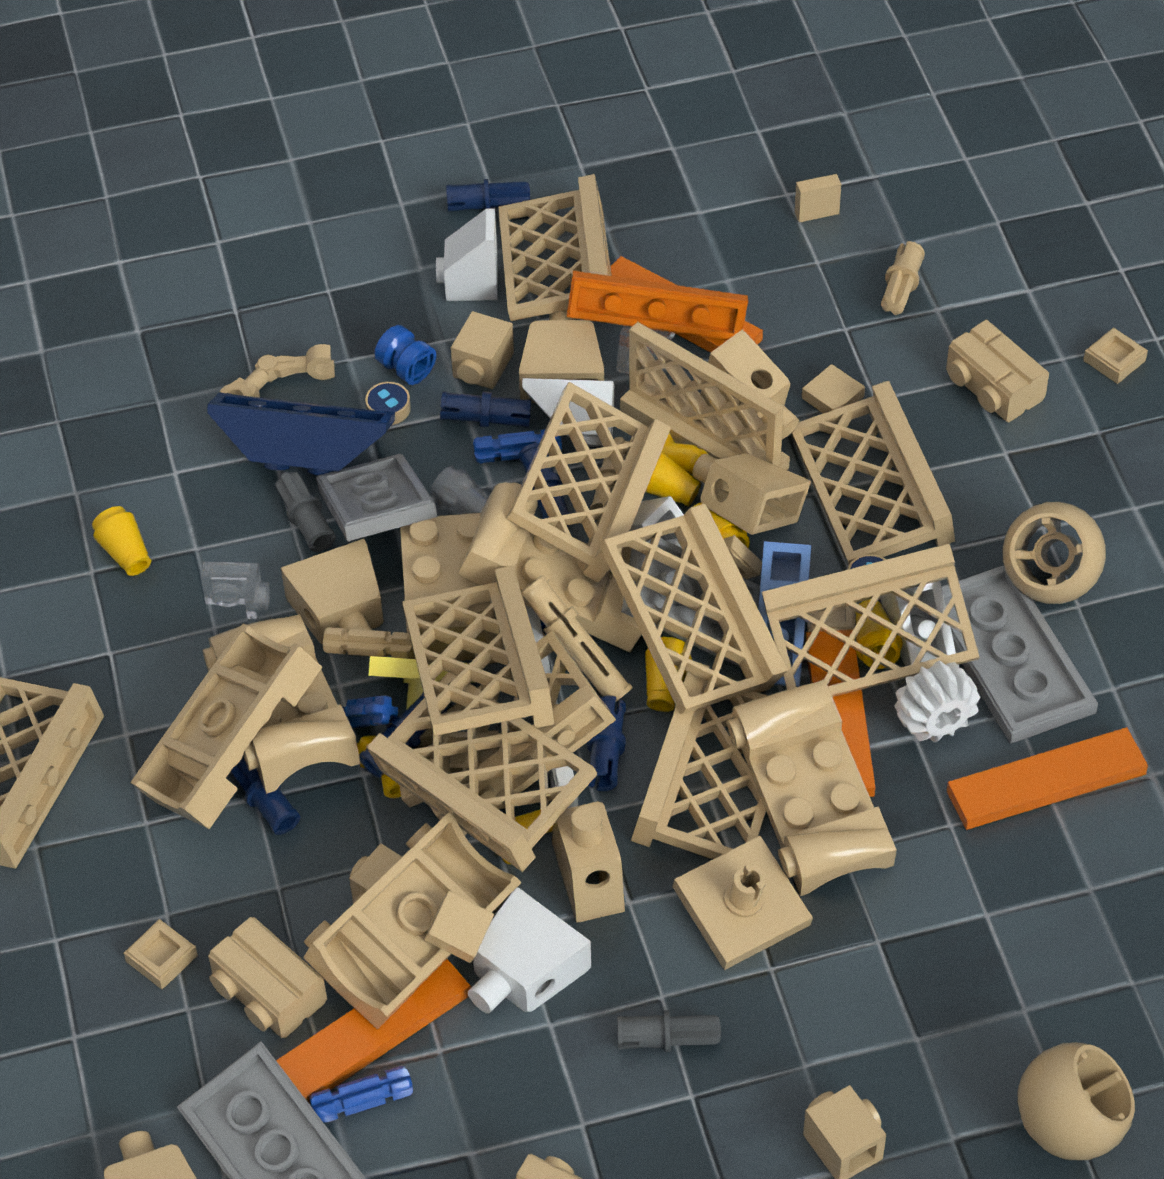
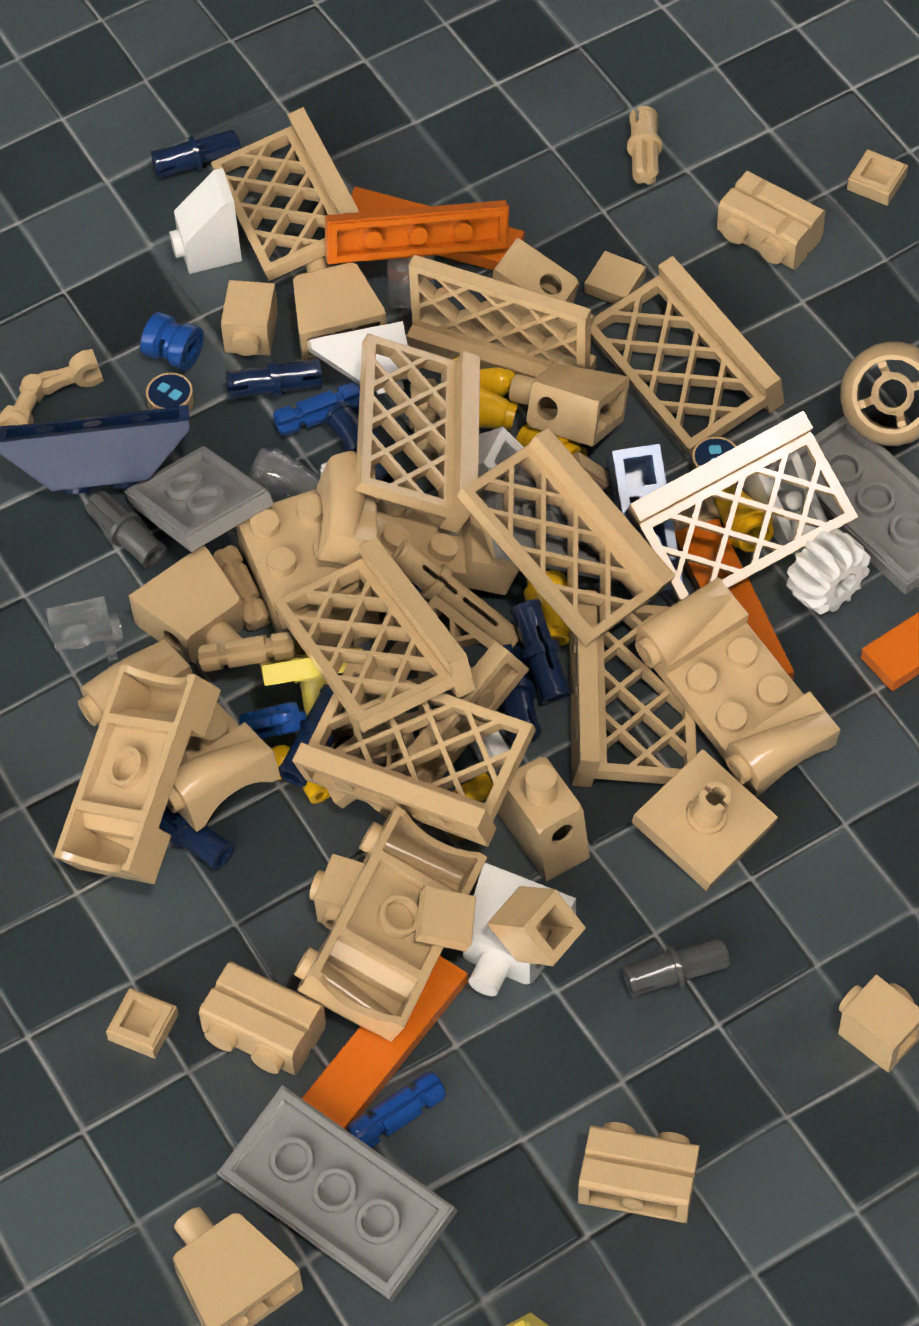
camera: 15 degrees left, 5 degrees up
(390, 587) = (255, 610): none -> tan axle
(537, 954) = (536, 925): none -> tan brick
(641, 710) = (540, 651): none -> dark blue pin
(817, 198) = (533, 81): tan tile -> none

